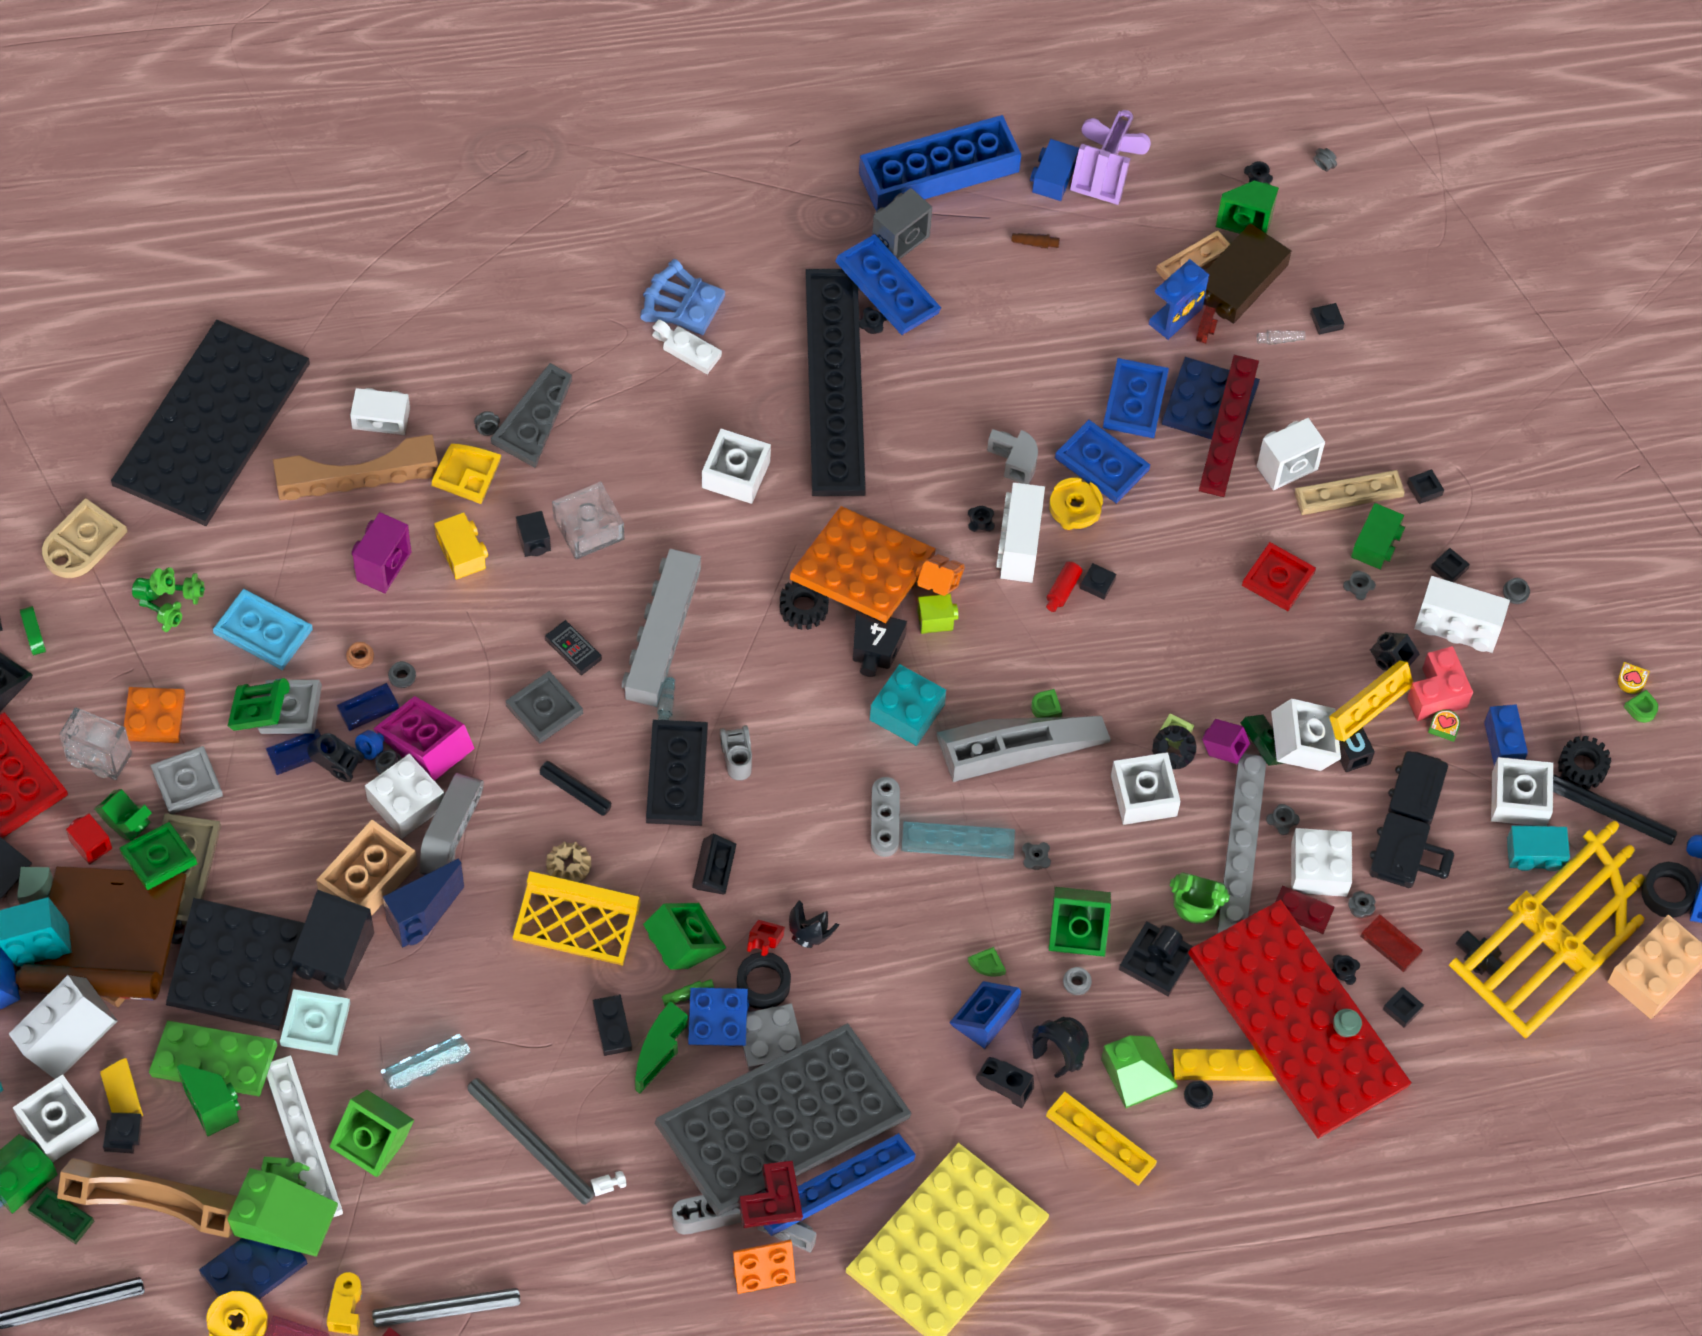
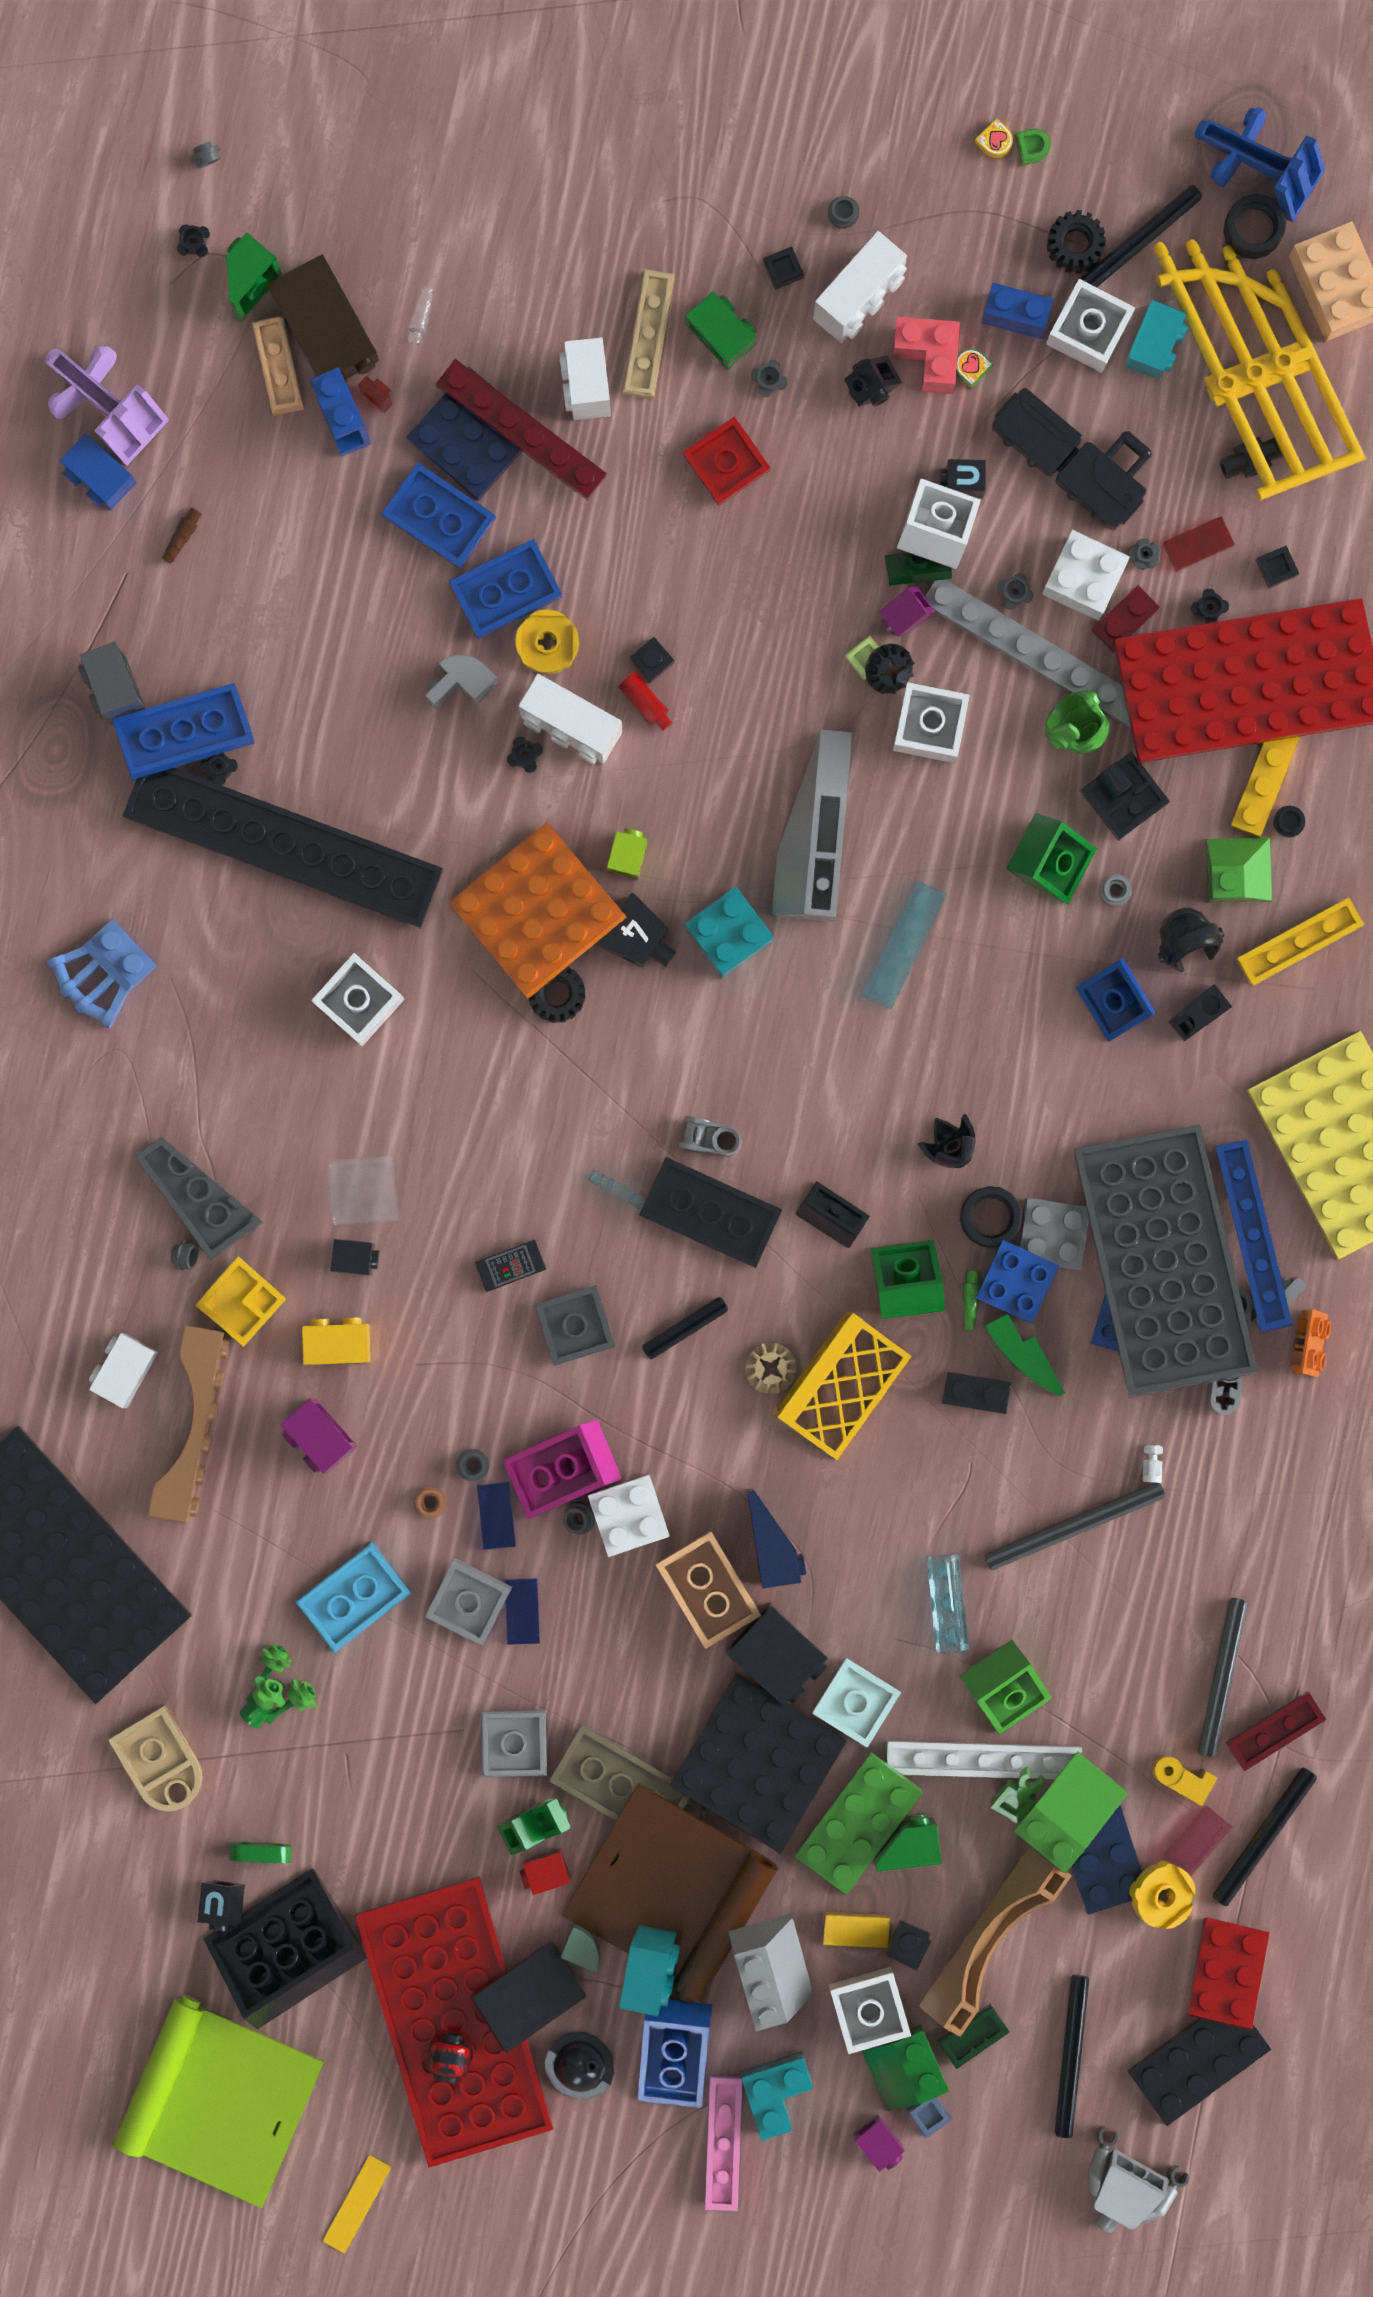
camera: 65 degrees left, 25 degrees up
(95, 744) = (439, 1831): clear brick -> none
(154, 714) = (415, 1751): orange plate -> none
(158, 855) = (605, 1806): green plate -> none
(259, 711) = (465, 1642): green plate -> none
(340, 758) = (554, 1572): black piece -> none
(369, 744) = (549, 1530): blue tile -> none
(450, 822) = (682, 1478): light grey beam -> none
(662, 627) = (527, 1159): light grey brick -> none
(687, 347) = (171, 990): white plate -> none
(765, 936) = (944, 1196): red plate -> none
(779, 1202) = (1270, 1304): dark red plate -> none
(881, 825) = (862, 1010): light grey plate -> none
(939, 574) = (589, 832): orange brick -> none
(941, 162) = (40, 602): blue brick -> none
(987, 963) = (1057, 973): bright green tile -> none
(1033, 862) = (961, 878): dark grey plate -> none
(1046, 705) = (781, 782): bright green tile -> none
(1327, 318) = (417, 253): black plate -> none
(1347, 1022) = (1284, 635): sand green plate -> none
(1371, 701) = (930, 436): yellow plate -> none
(1425, 486) = (677, 248): black plate -> none

